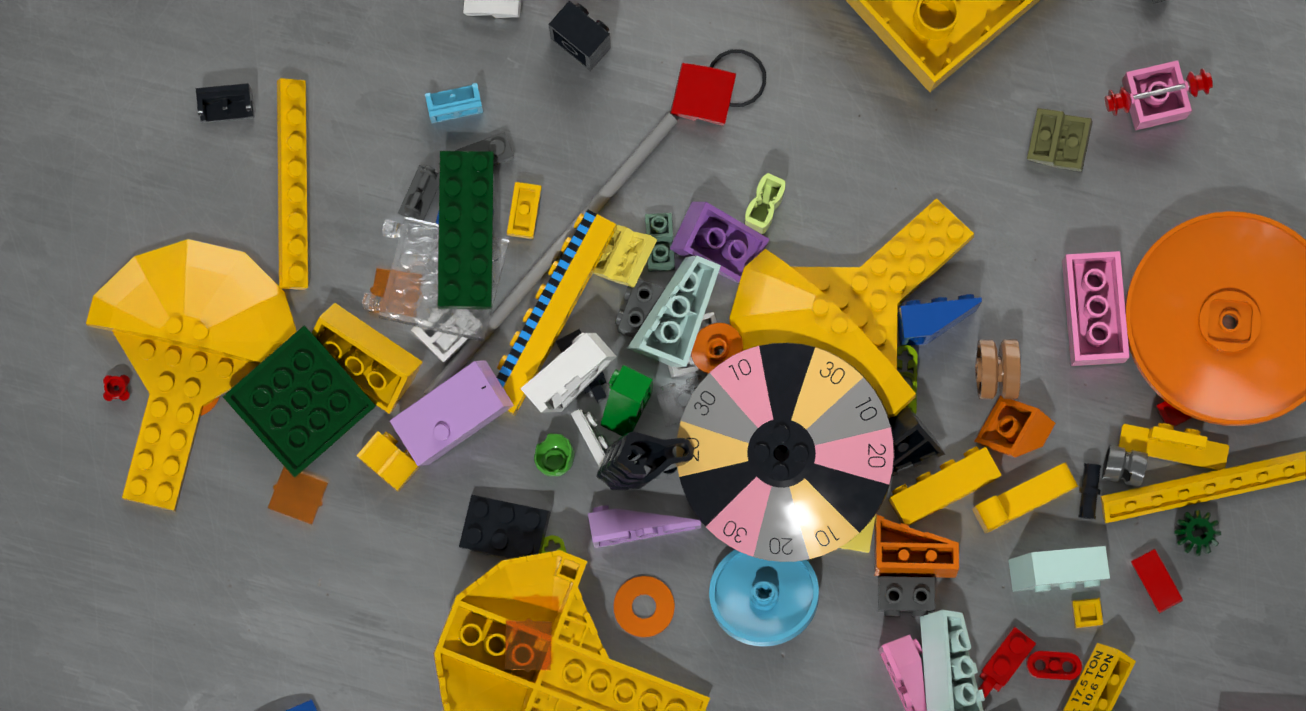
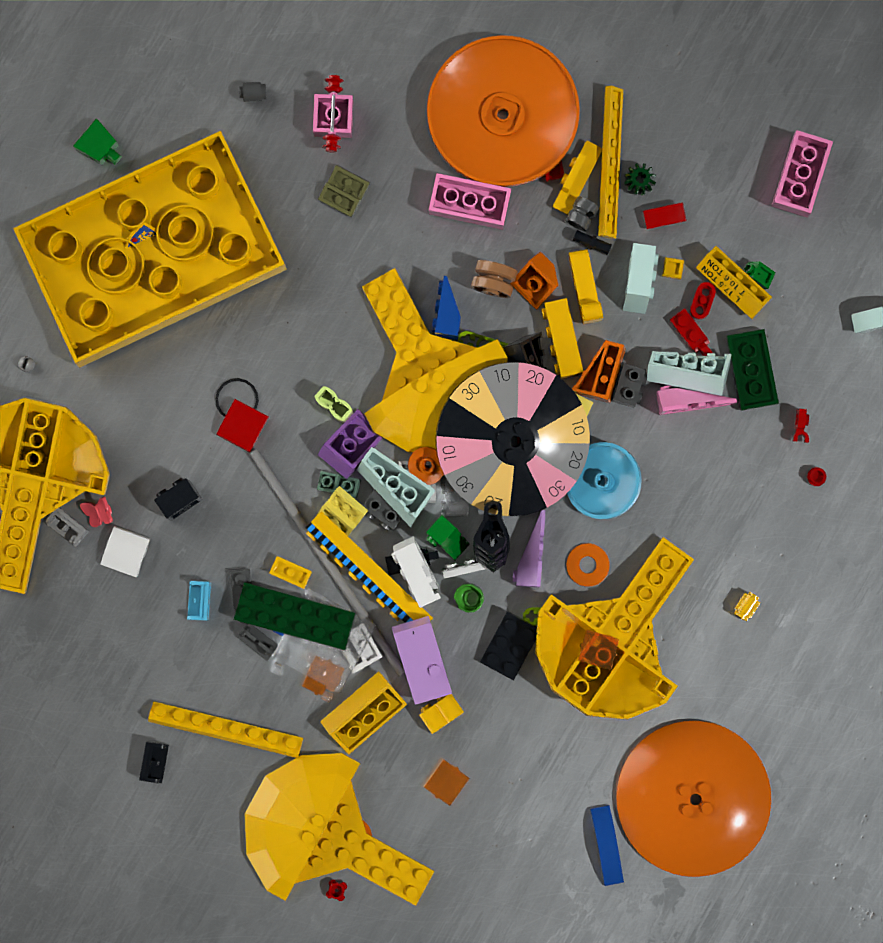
camera: 75 degrees left, 5 degrees up
(299, 401) = (383, 764): dark green plate -> none

